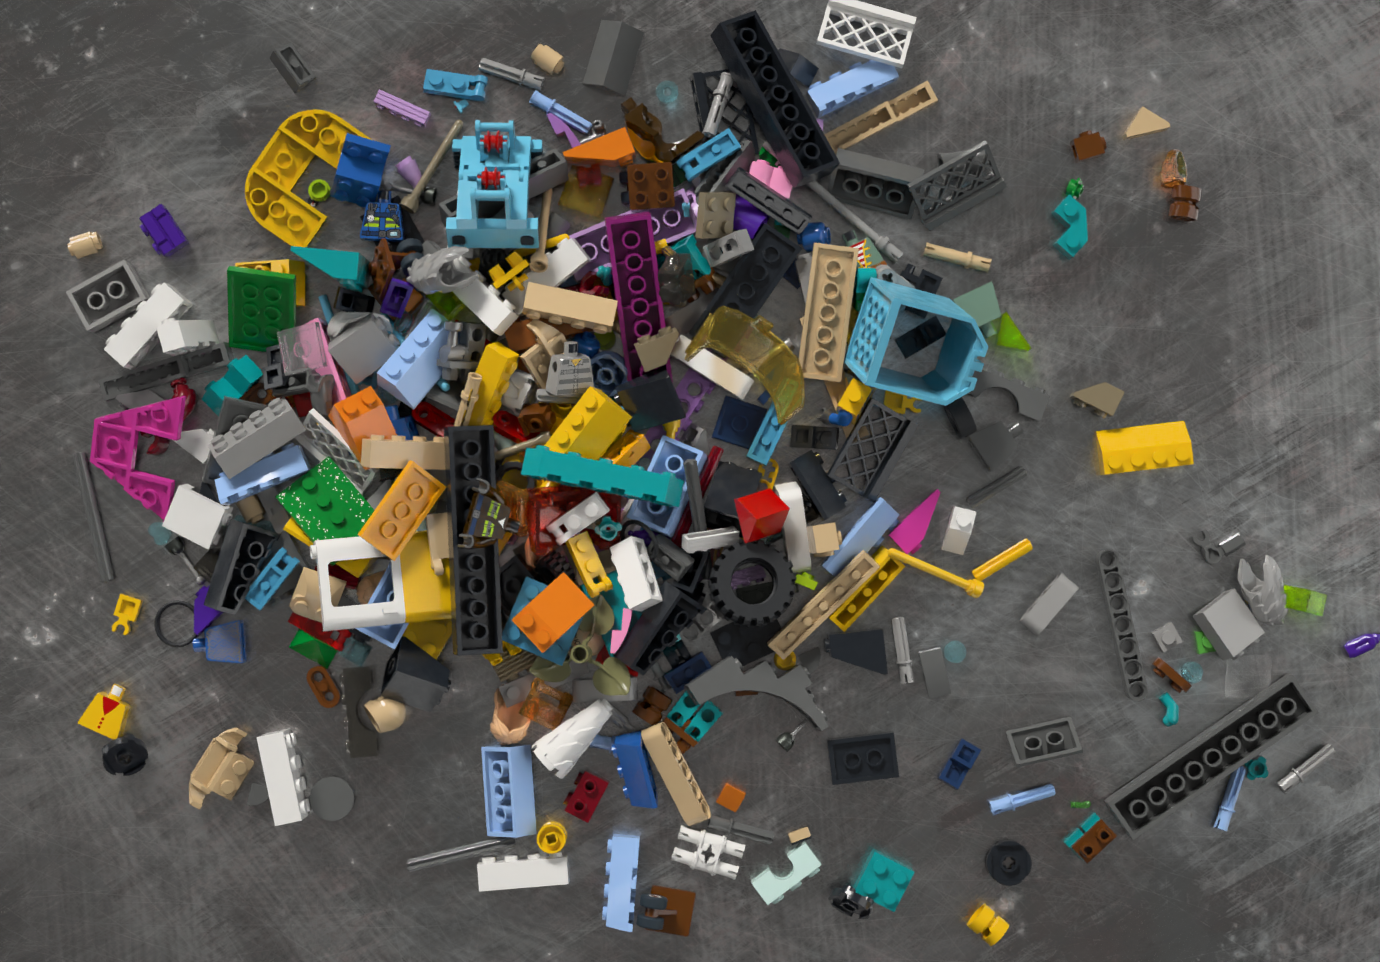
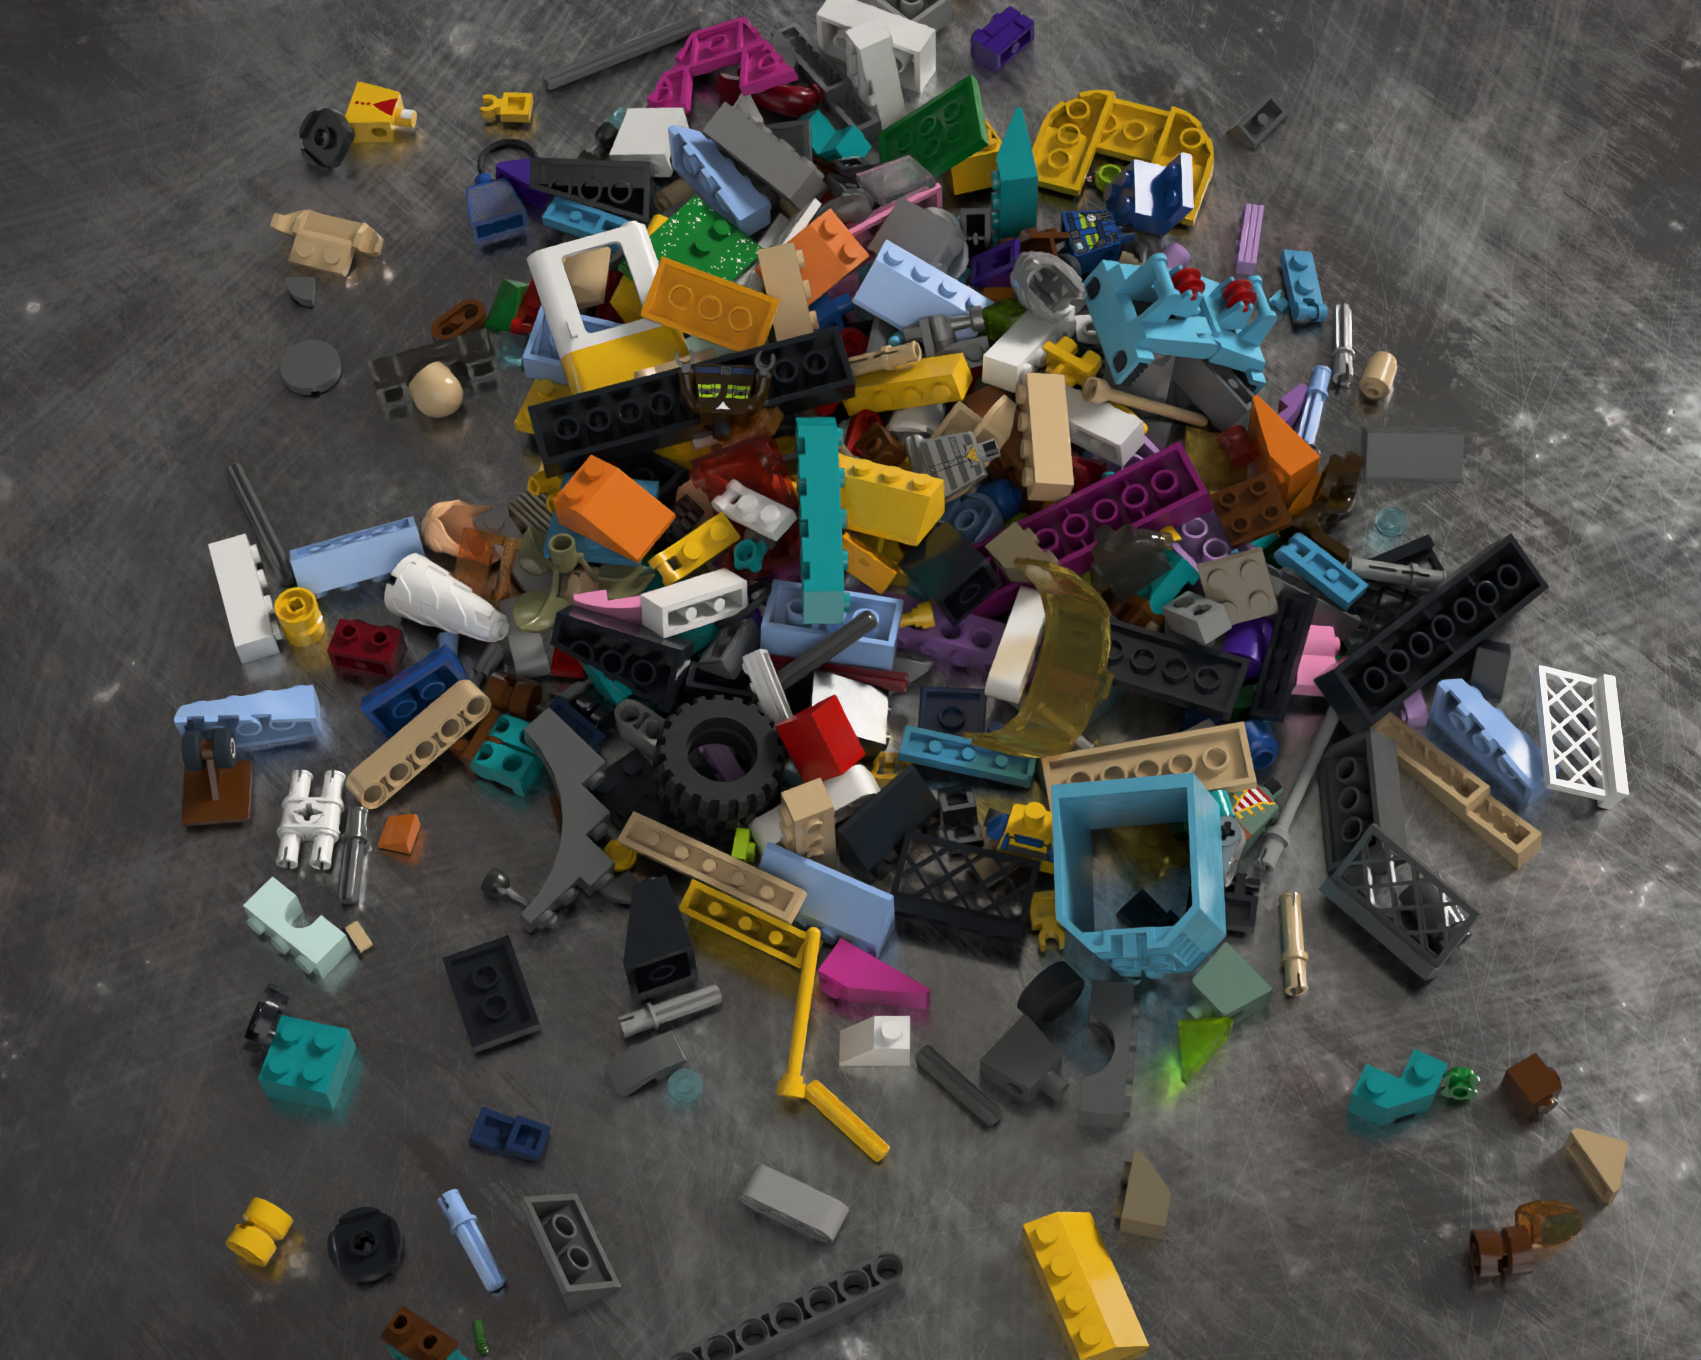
camera: 75 degrees right, 30 degrees down
(283, 776) = (328, 296): white brick -> none
(414, 677) = (490, 402): black slope -> none

